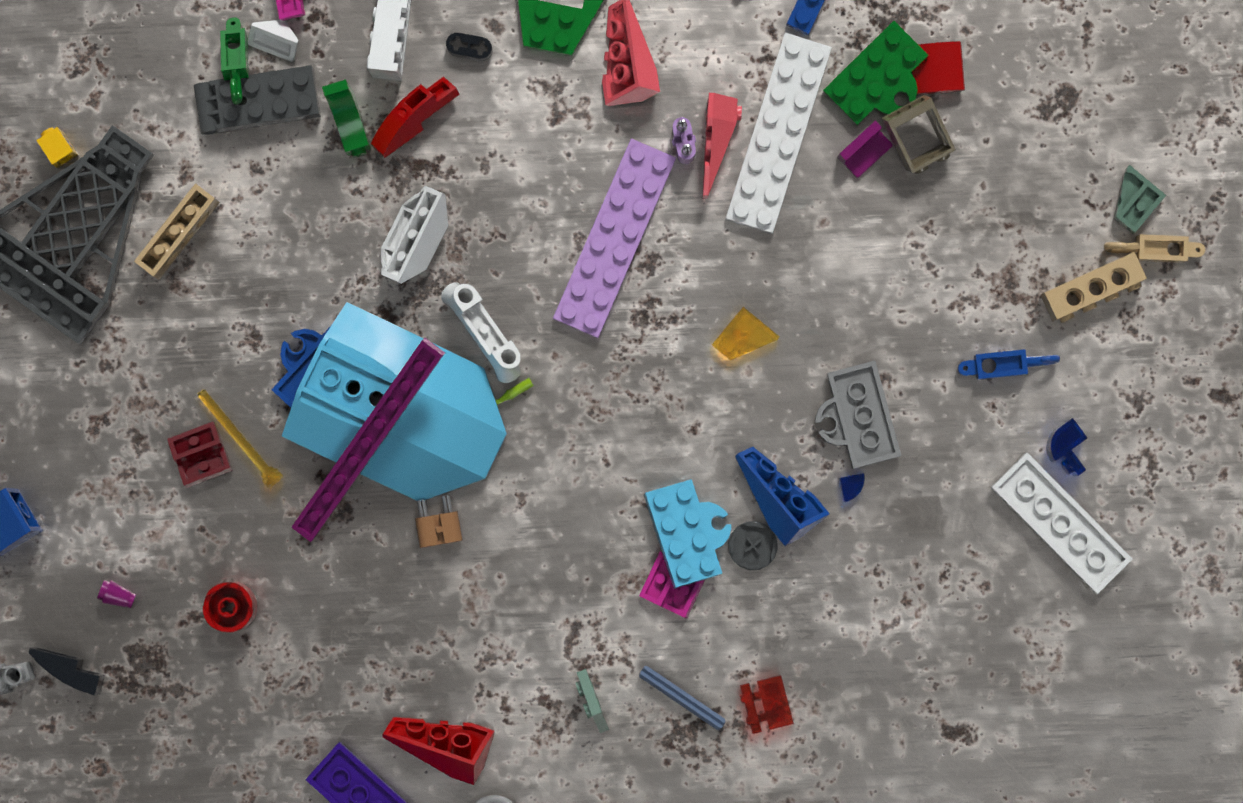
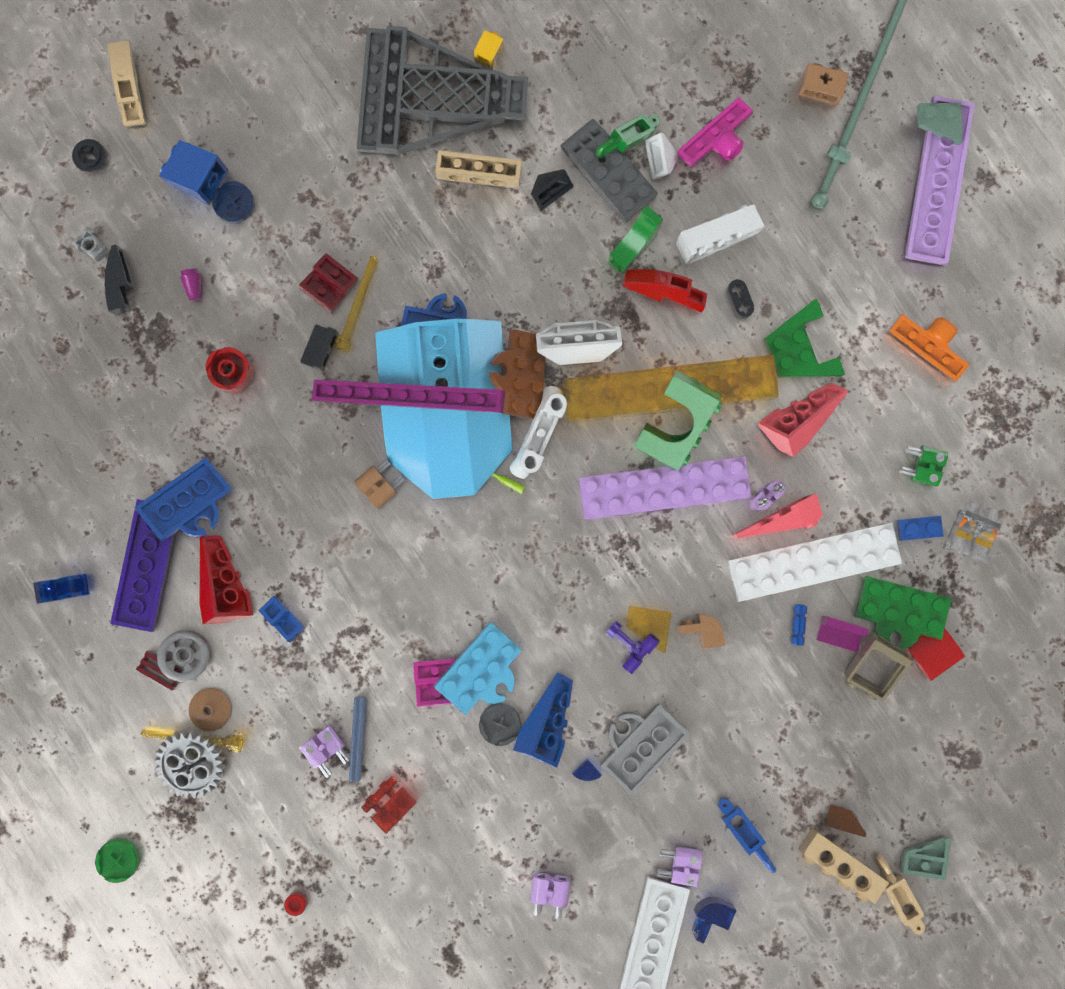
camera: 55 degrees right, 0 degrees up
(56, 503) = (233, 202): none -> dark blue tile
(238, 170) = (550, 187): none -> black slope
(260, 503) = (319, 347): none -> black panel
(339, 730) = (185, 502): none -> blue plate
(413, 314) = (521, 374): none -> dark orange plate
(515, 703) = (282, 619): none -> blue slope
(518, 173) = (643, 390): none -> clear yellow brick
(581, 204) = (675, 448): none -> arch
(592, 706) = (310, 678): sand green wing -> none
(670, 738) = (322, 747): none -> lavender piece
(760, 362) = (637, 650): none -> dark purple bar
(781, 278) = (709, 630): none -> medium nougat brick
(832, 186) = (799, 625): none -> blue axle
(947, 592) = (550, 890): none -> lavender piece
(1001, 443) = (684, 867): none -> lavender piece
(1050, 258) = (844, 820): none -> reddish brown slope

